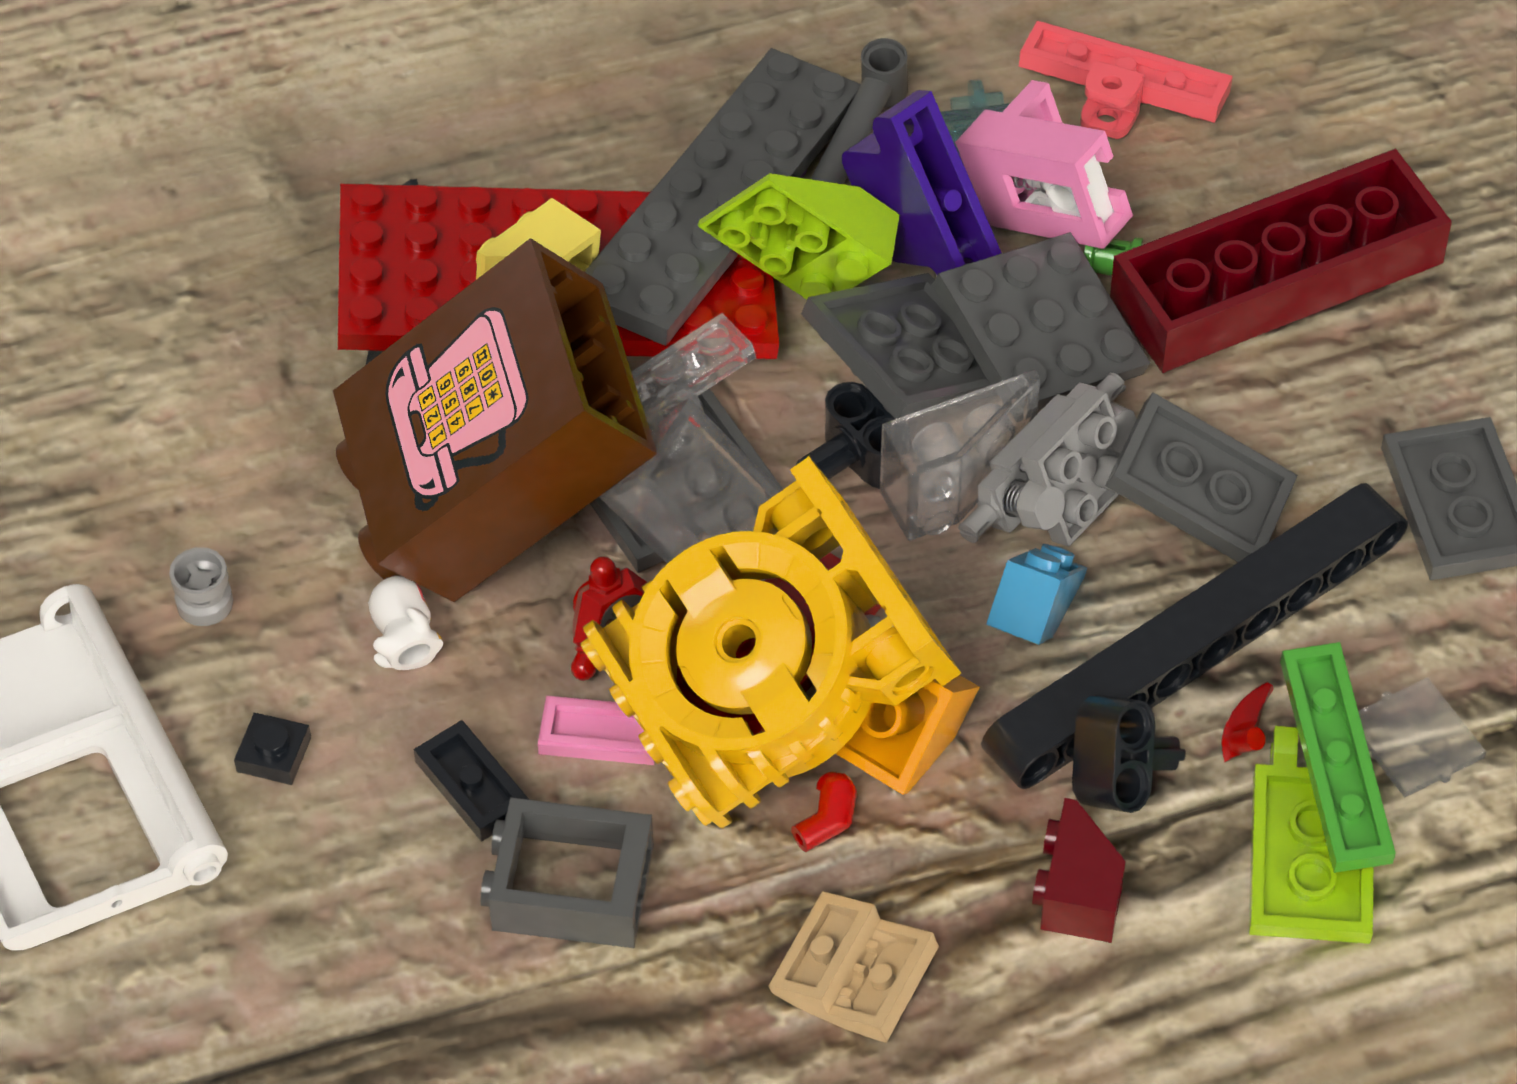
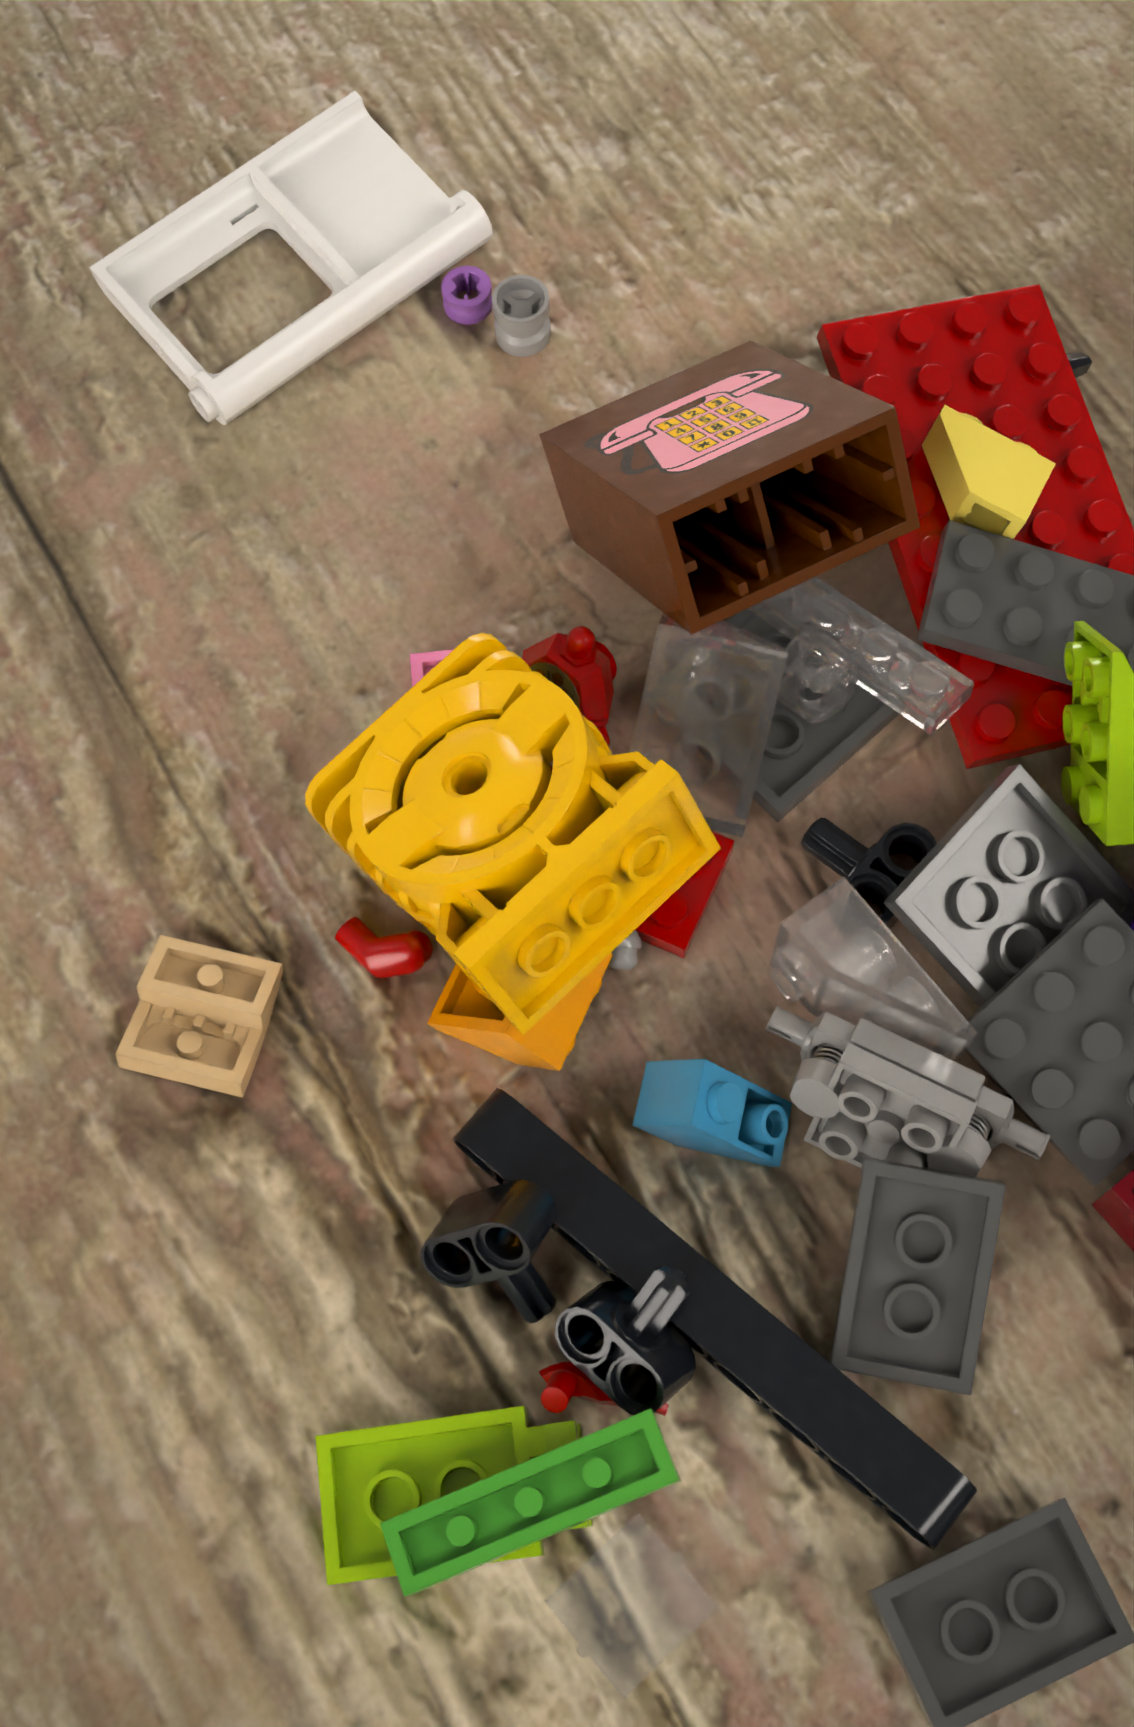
camera: 80 degrees right, 15 degrees up
(141, 646) = (467, 279): none -> medium lavender bush
(272, 748) = (361, 430): black plate -> none
(404, 620) = (519, 497): white animal -> none
(468, 777) = (350, 604): black plate -> none
(565, 916) = (257, 772): dark grey window -> none
(1083, 880) = (339, 1232): dark red slope -> none
(1217, 672) = (627, 1340): none -> black beam

